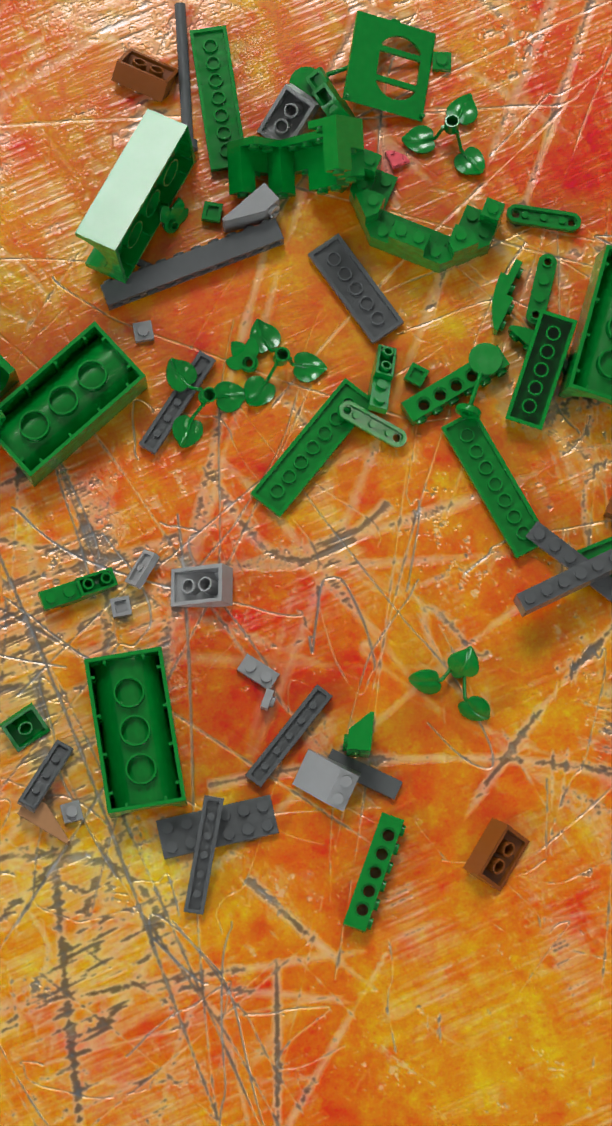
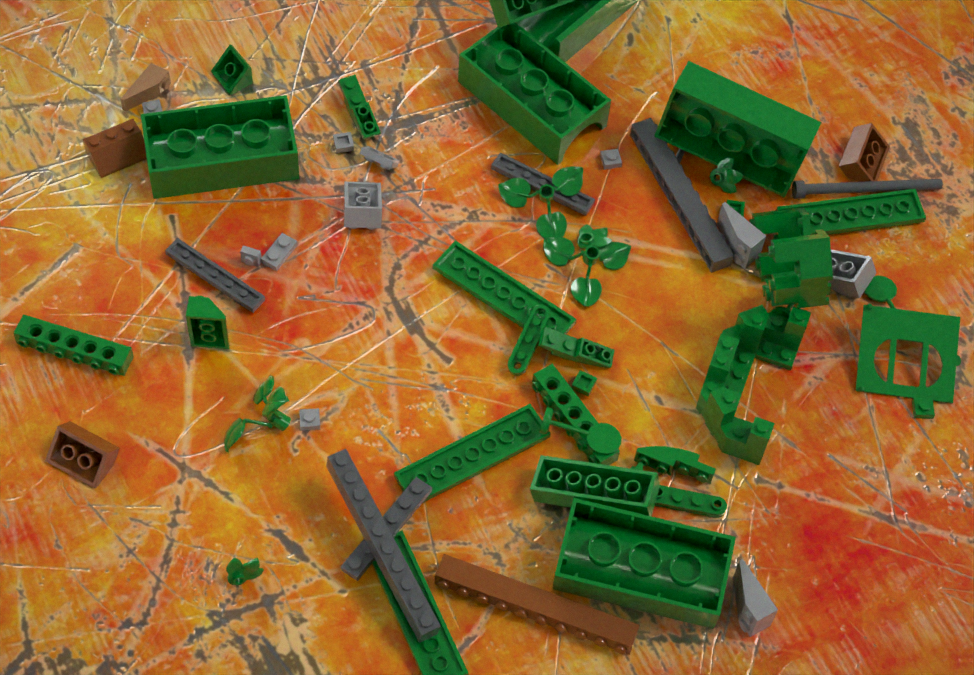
camera: 85 degrees right, 20 degrees down
(45, 776) = (183, 83): dark grey tile -> none
(128, 845) = (116, 148): none -> dark orange slope
(203, 854) = (102, 202): dark grey plate -> none
(237, 824) = (130, 221): dark grey plate -> none
(326, 94) = (851, 310): green slope -> none
(326, 779) = (165, 306): light grey slope -> none
(355, 289) = (669, 330): dark grey plate -> none
(369, 776) = (170, 343): dark grey tile -> none
(396, 159) = (811, 367): coral tile -> none
(454, 638) = (309, 419): none -> light grey plate
(462, 111) = (838, 389): green plant -> none
(543, 218) = (765, 502): green plate -> none

